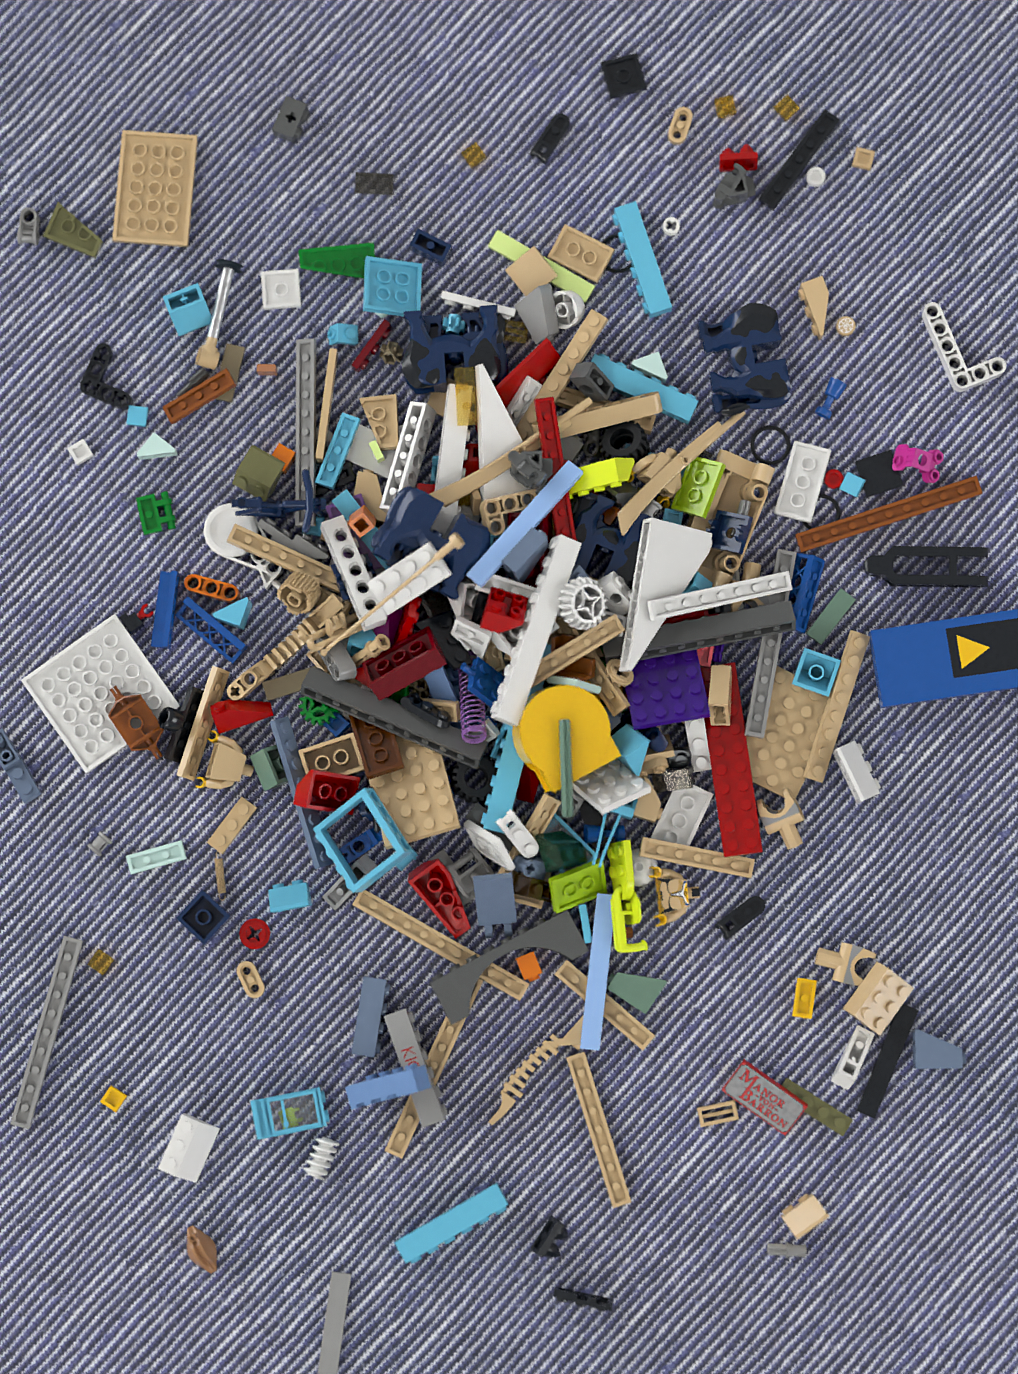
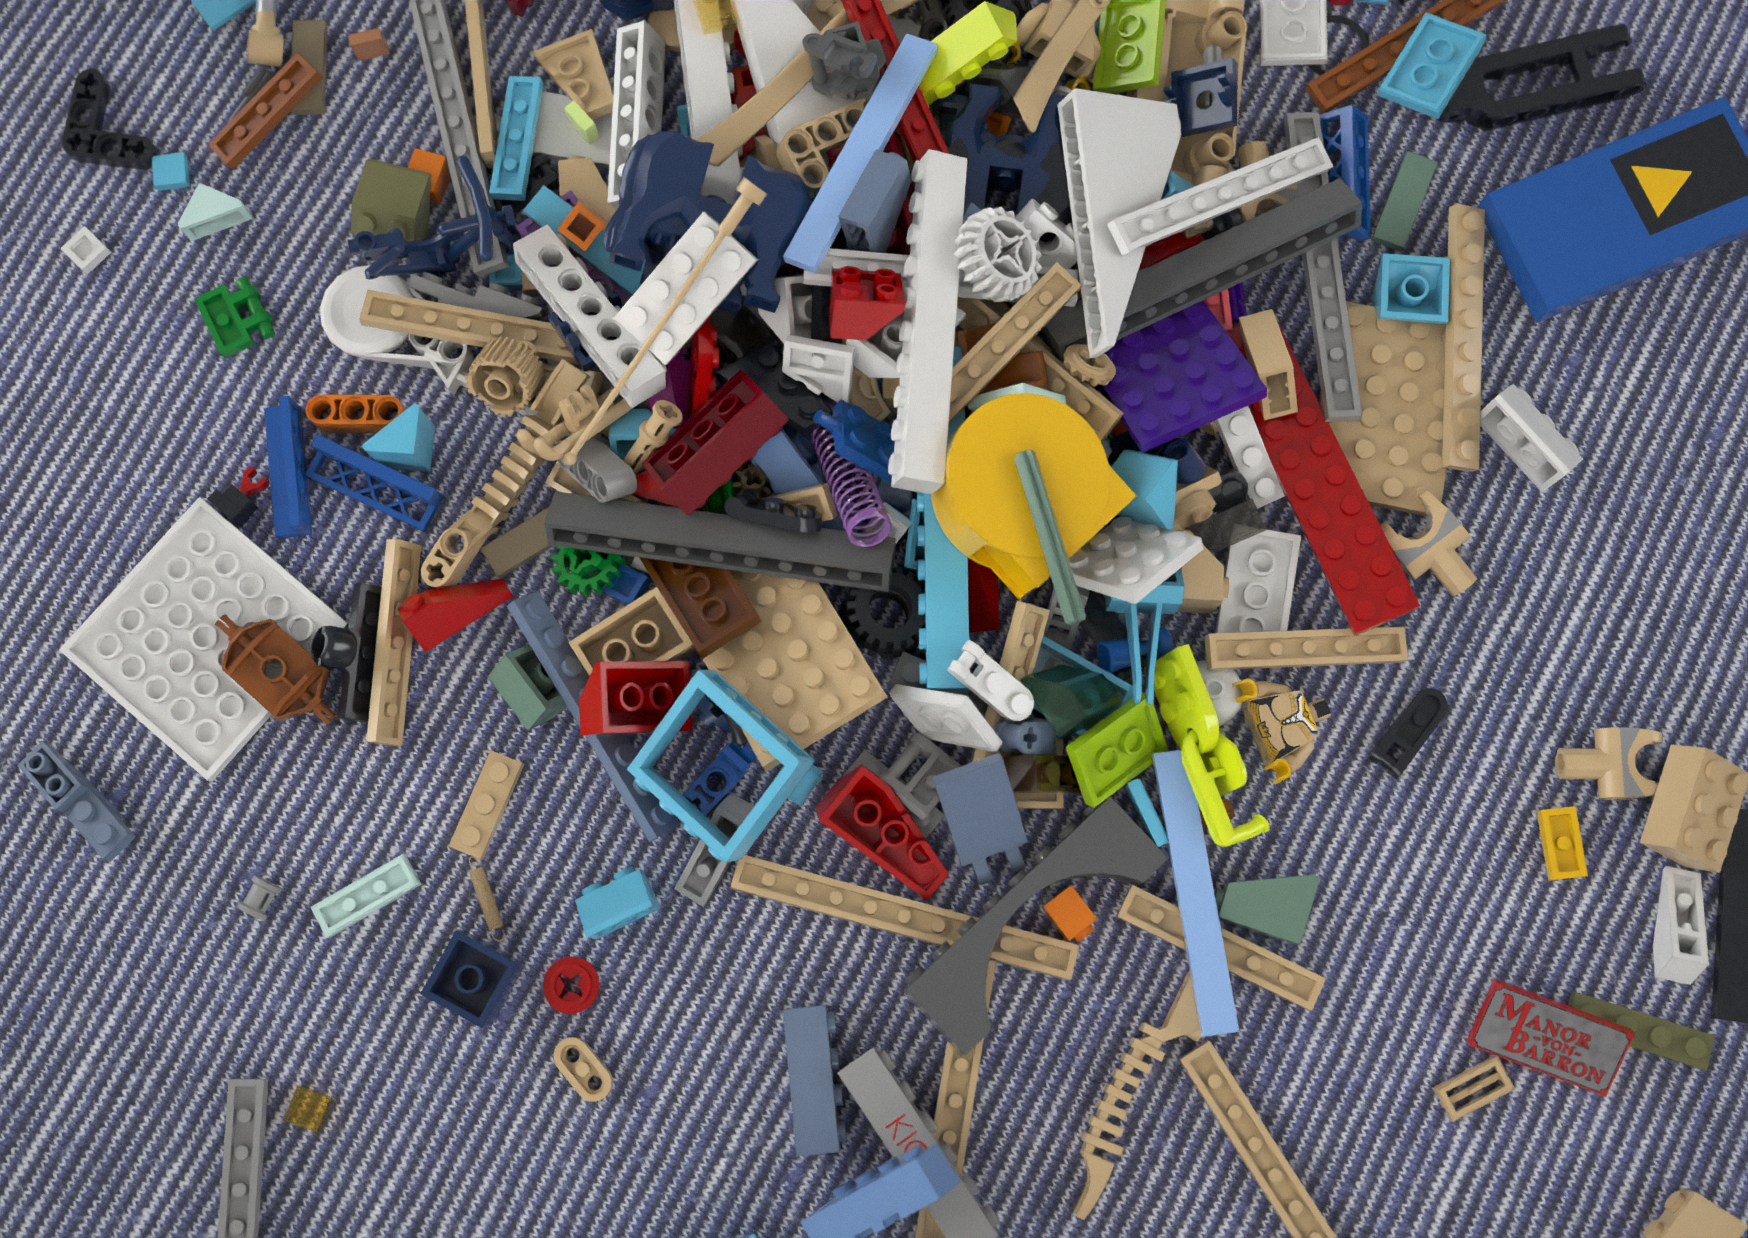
camera: 20 degrees left, 5 degrees down
(225, 764) = (448, 701): tan torso -> none
(866, 543) = (1431, 65): none -> medium azure tile

